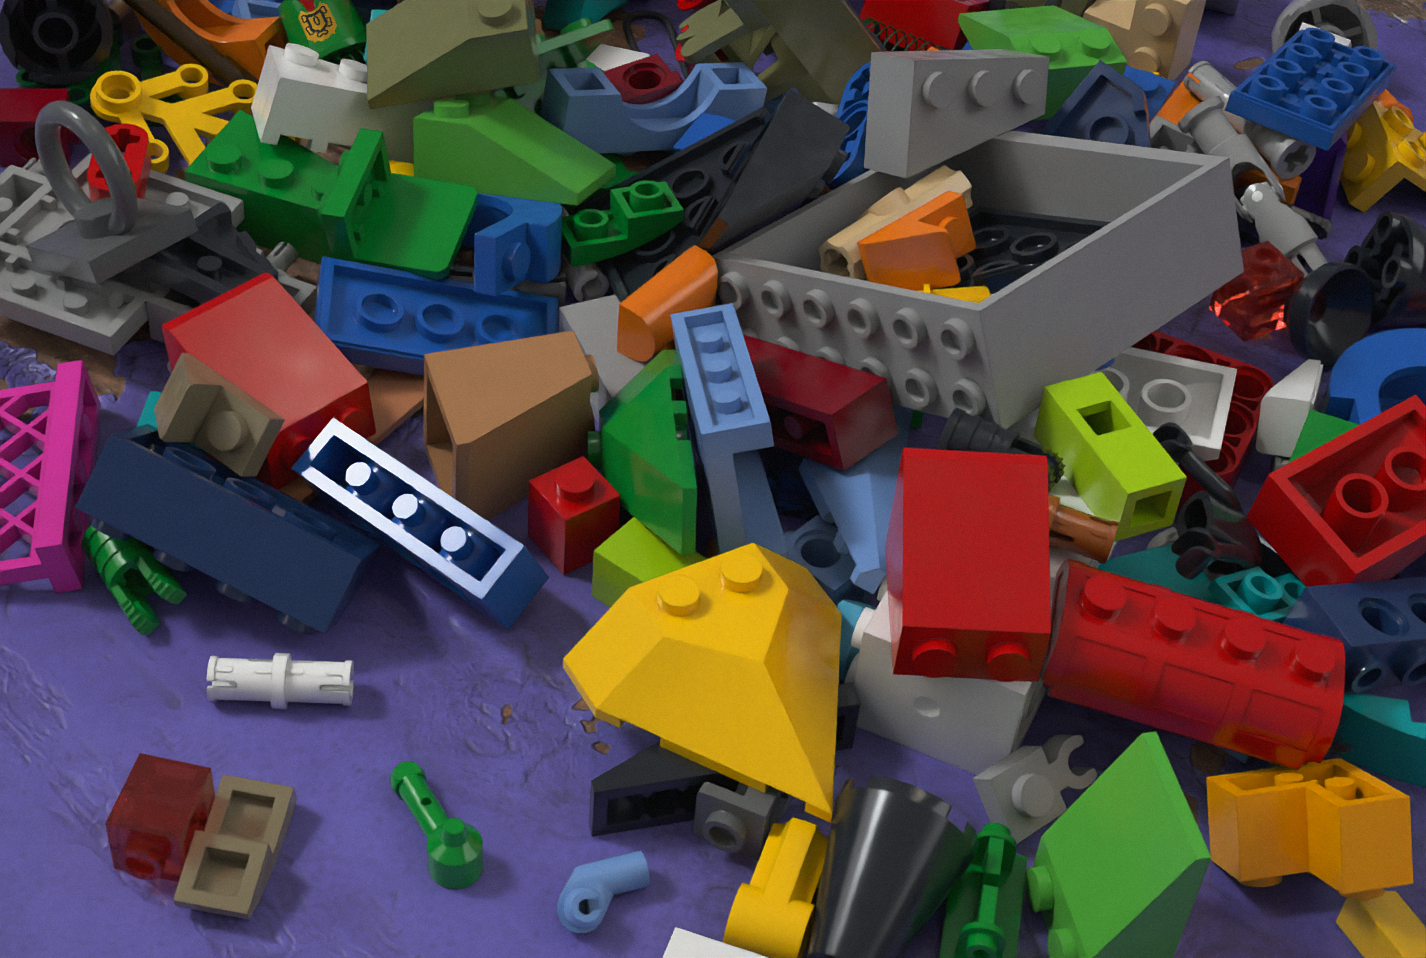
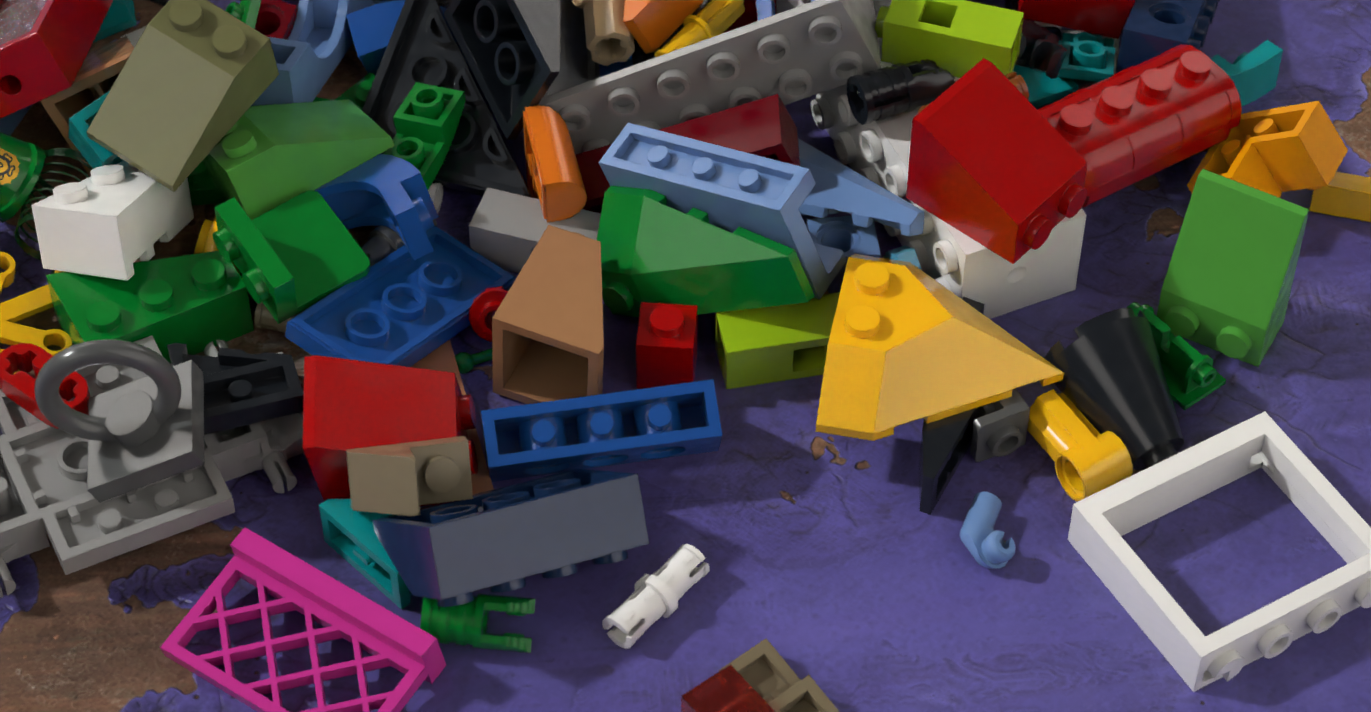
camera: 45 degrees left, 5 degrees up
(452, 845) = (888, 586): green piece -> none
(1027, 785) = (1103, 274): light grey plate -> none

